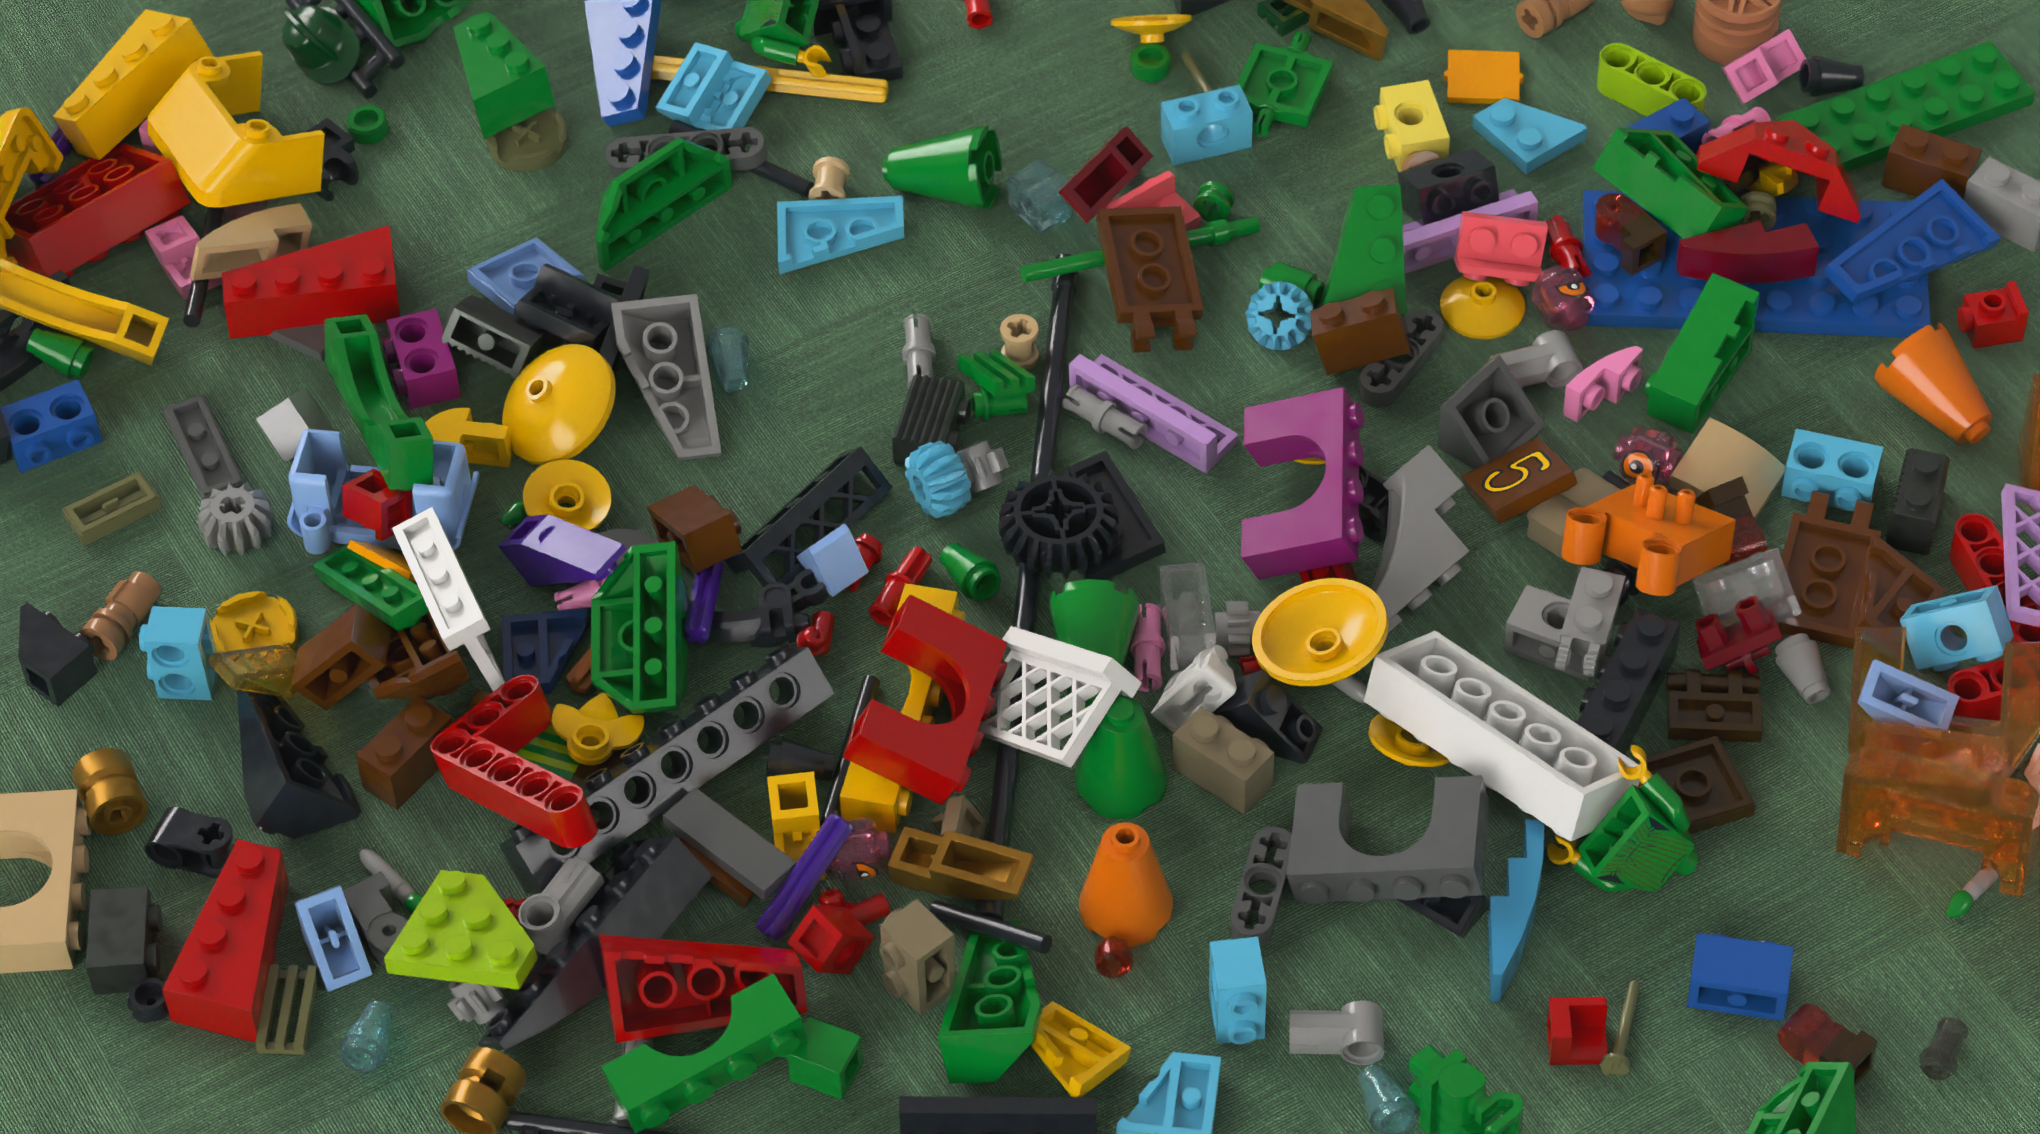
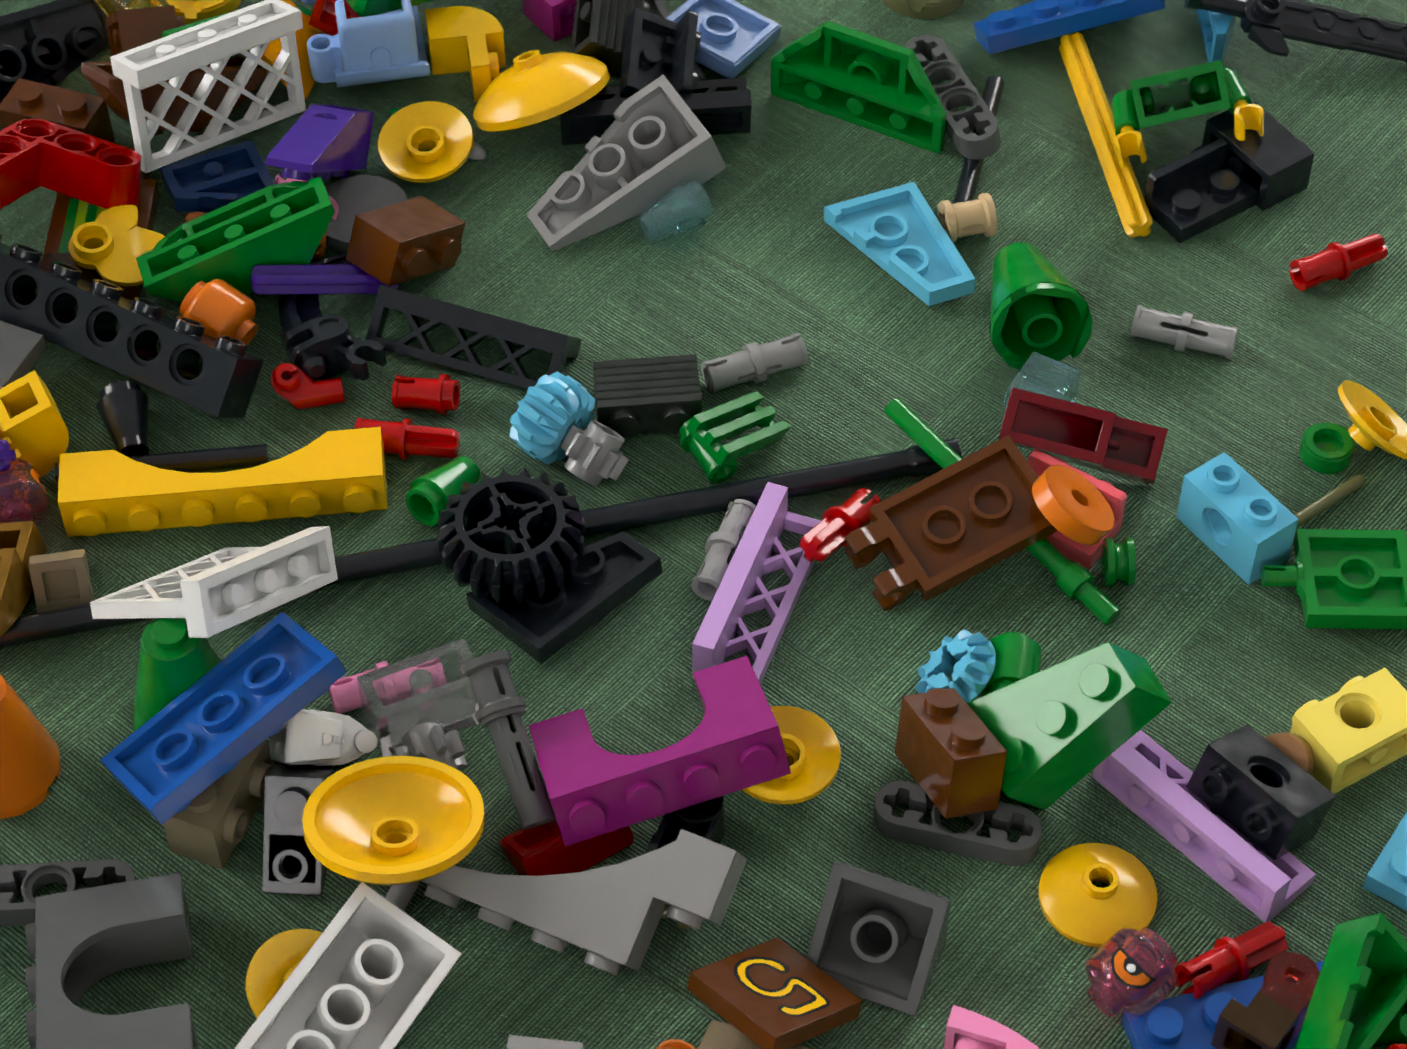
camera: 70 degrees right, 0 degrees up
(713, 90) = (1049, 91): medium azure slope -> none
(713, 667) = (221, 310): none -> orange head
(835, 560) = (391, 356): light blue slope -> none
(966, 666) = (259, 511): red arch -> none
(1019, 335) = (792, 430): tan bush -> none
(1020, 85) = (1184, 331): none -> light grey pin
(1095, 618) = (367, 614): green cone -> none
(1115, 341) = (836, 524): none -> red axle
(1175, 197) = (1073, 504): none -> orange piece
(1195, 709) = (223, 717): none -> blue plate
(1243, 556) = (502, 713): none -> dark grey pin
(1500, 248) = (1177, 876): coral bracket -> none
(1548, 360) = (1014, 985): light grey piece -> none

